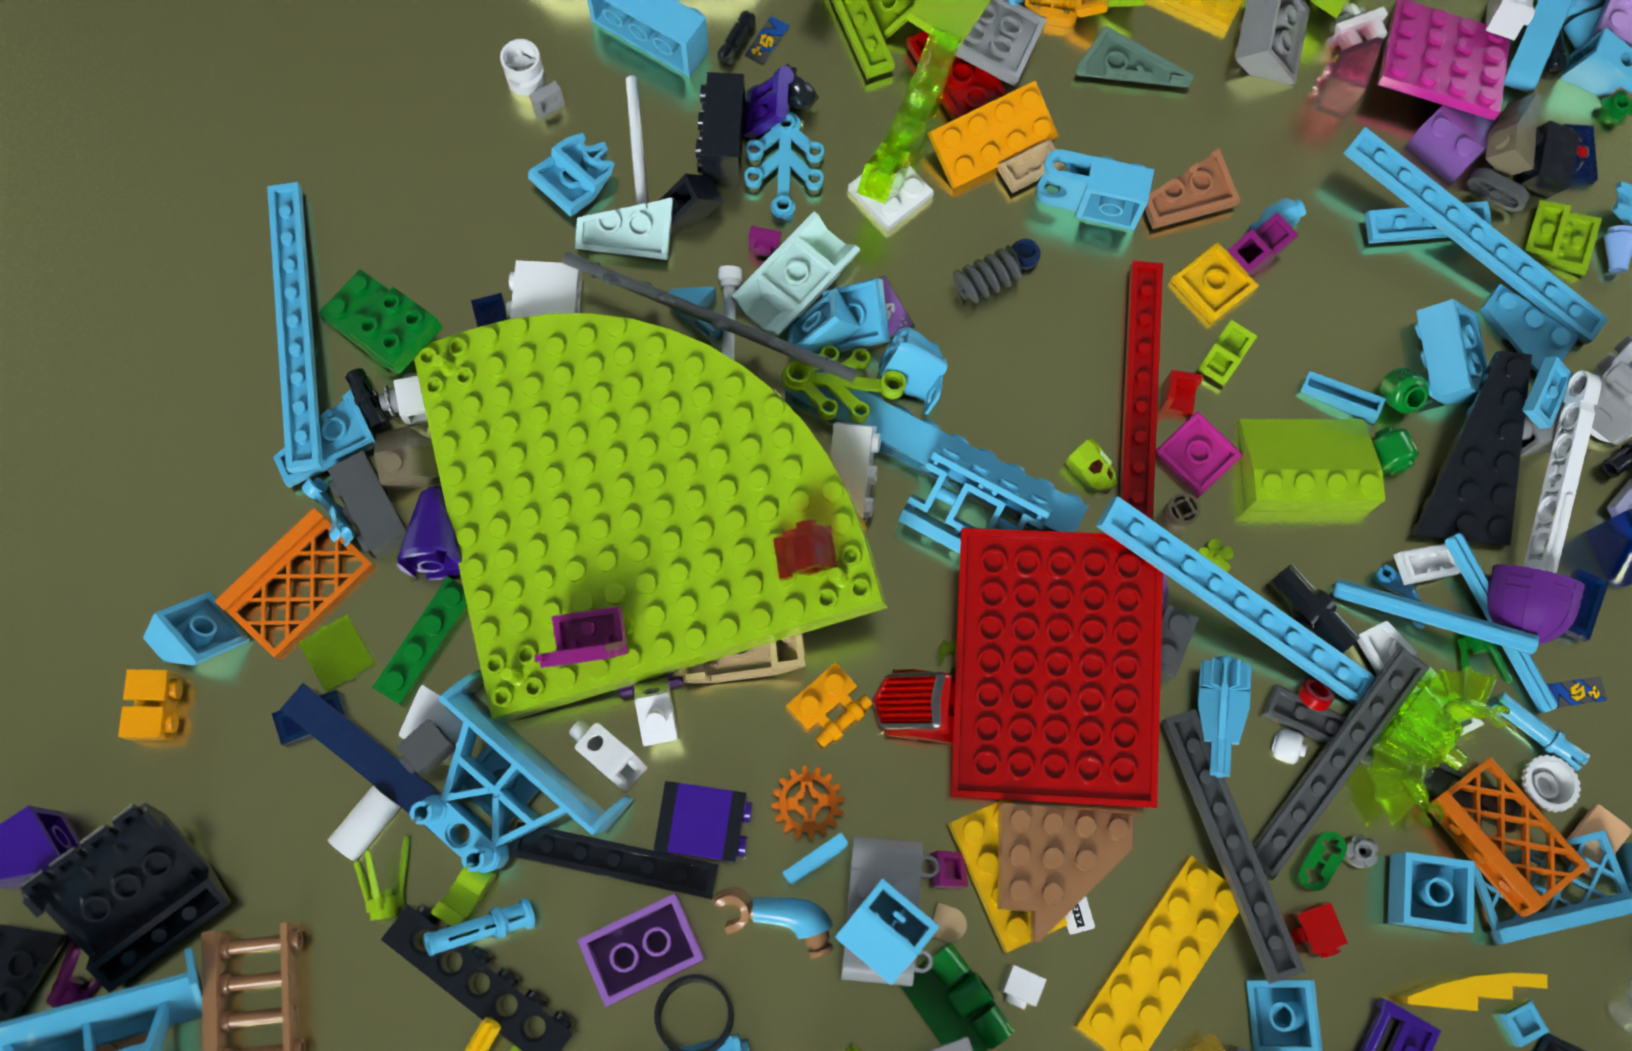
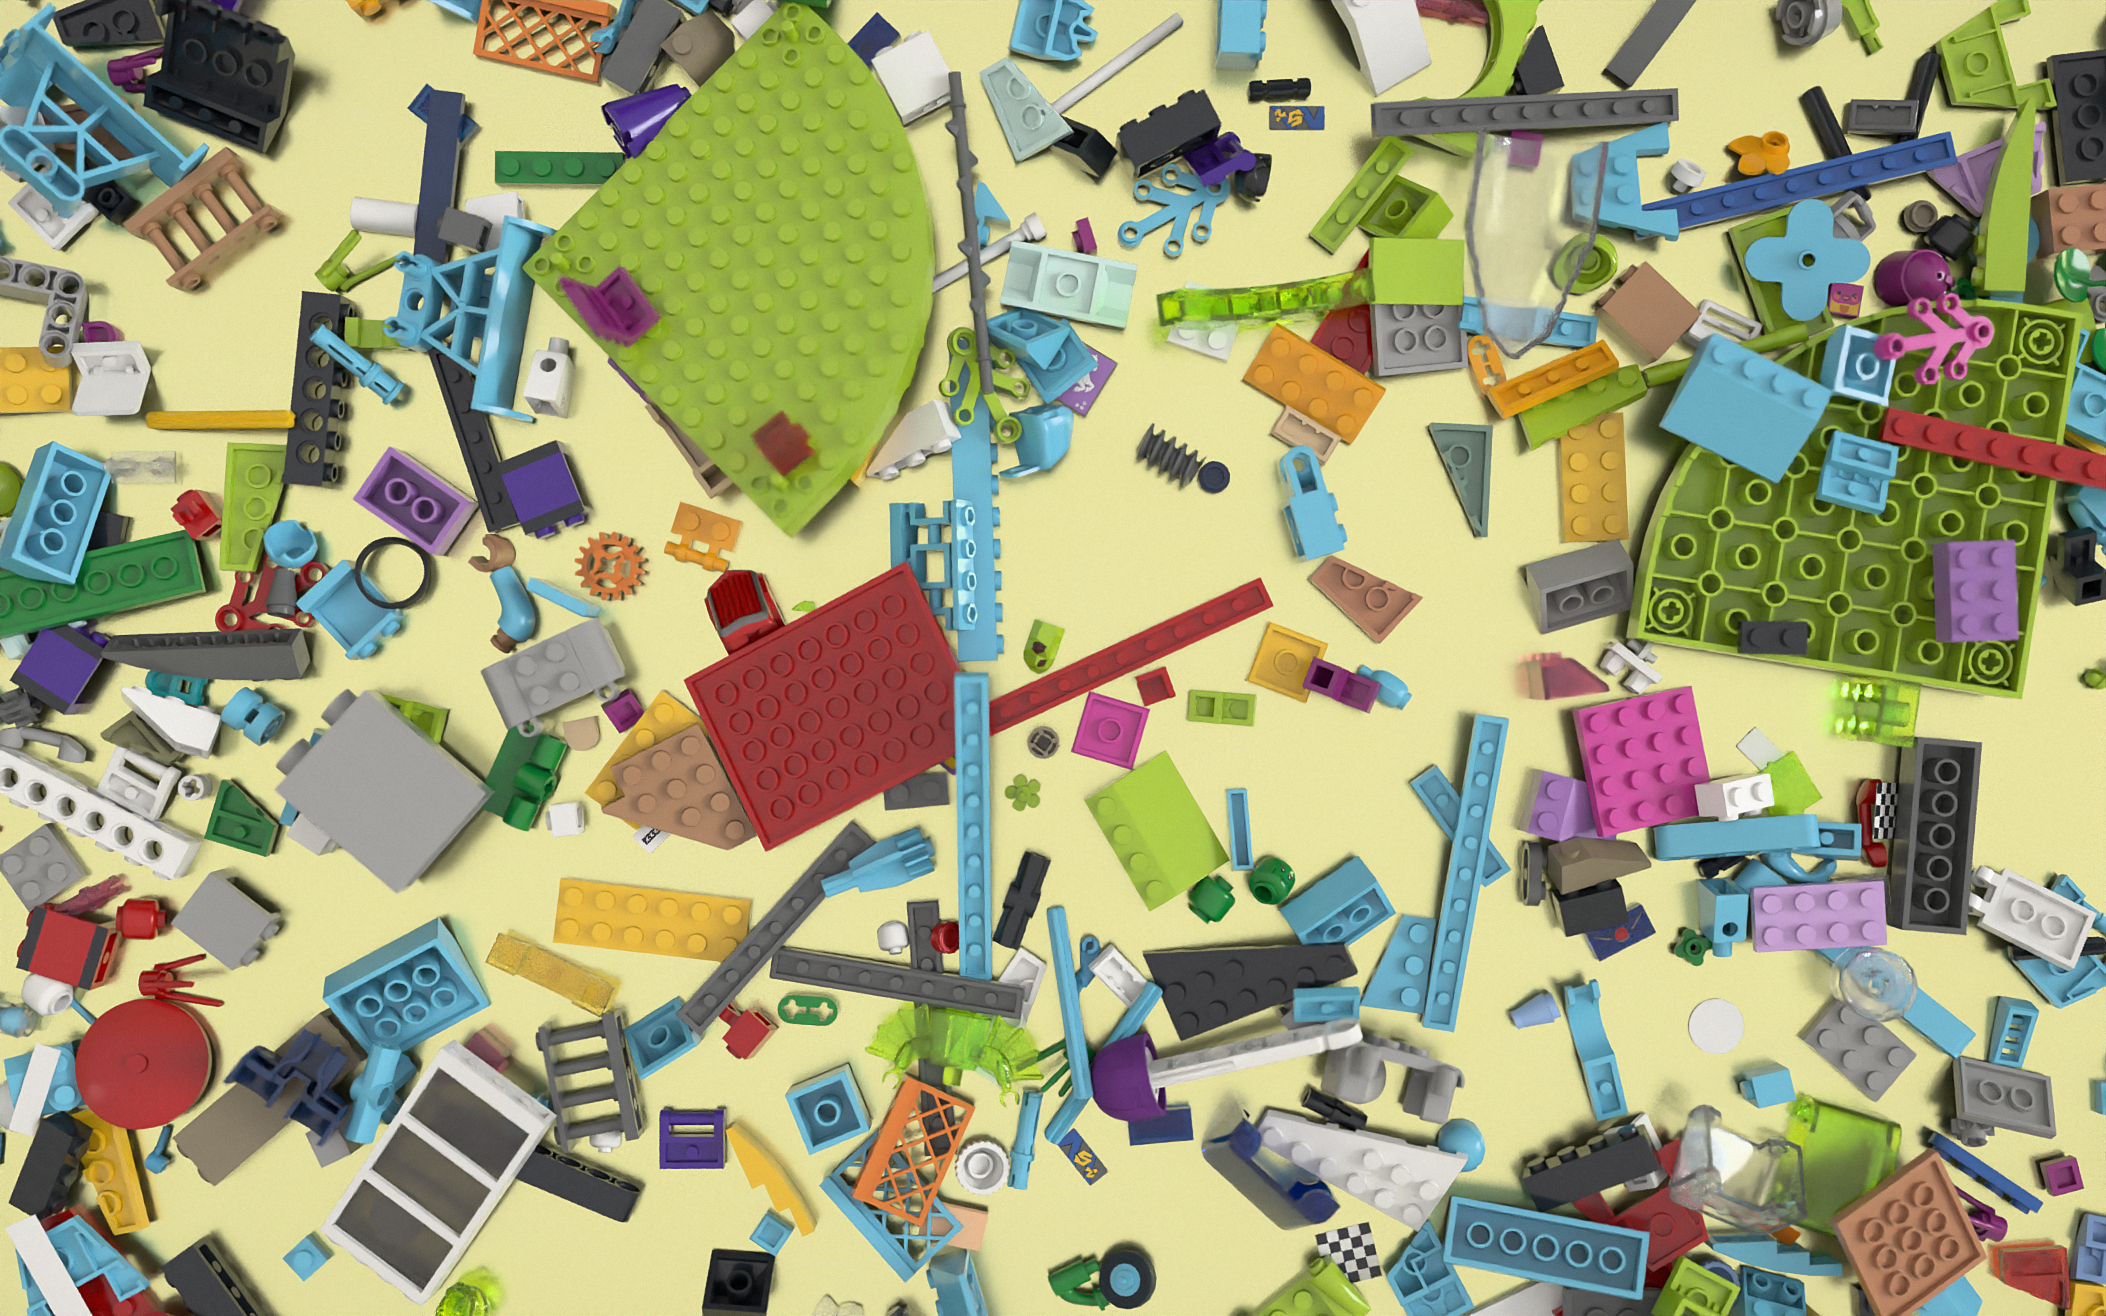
camera: 60 degrees right, 15 degrees up
(336, 653) = (508, 102): clear neon green piece -> none
(655, 711) = (601, 403): white torso -> none
(887, 931) = (527, 685): medium azure slope -> none
(1353, 851) = (841, 1032): light grey plate -> none
(1562, 237) = (1519, 955): lime slope -> none

